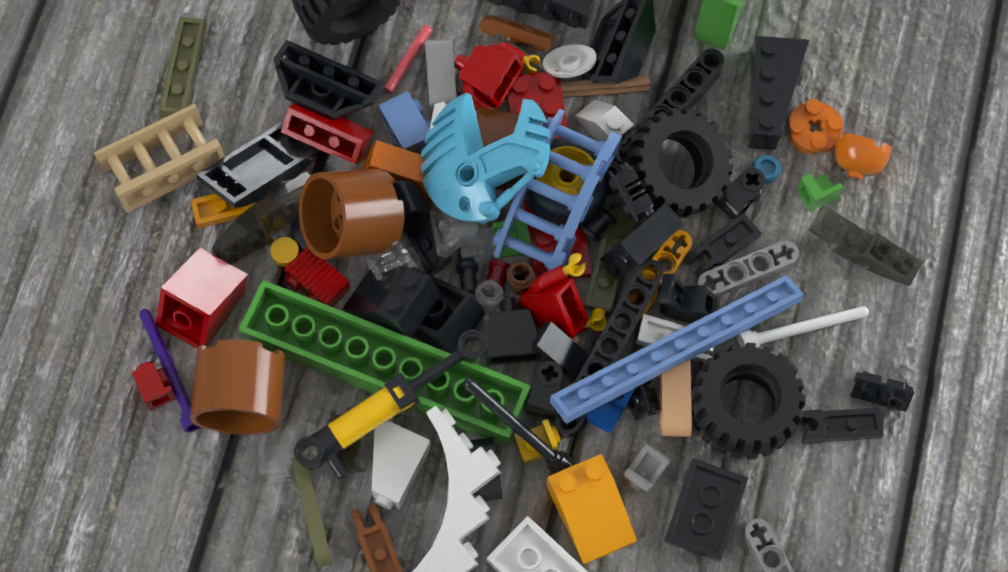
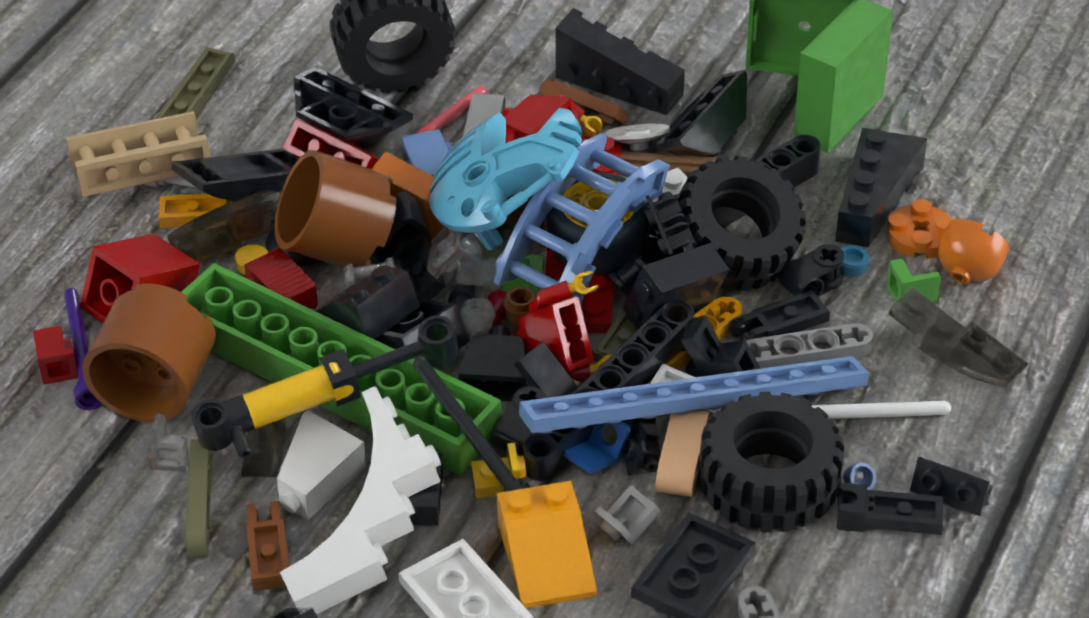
camera: 15 degrees right, 25 degrees down
(814, 397) = (869, 474): none -> medium blue hinge

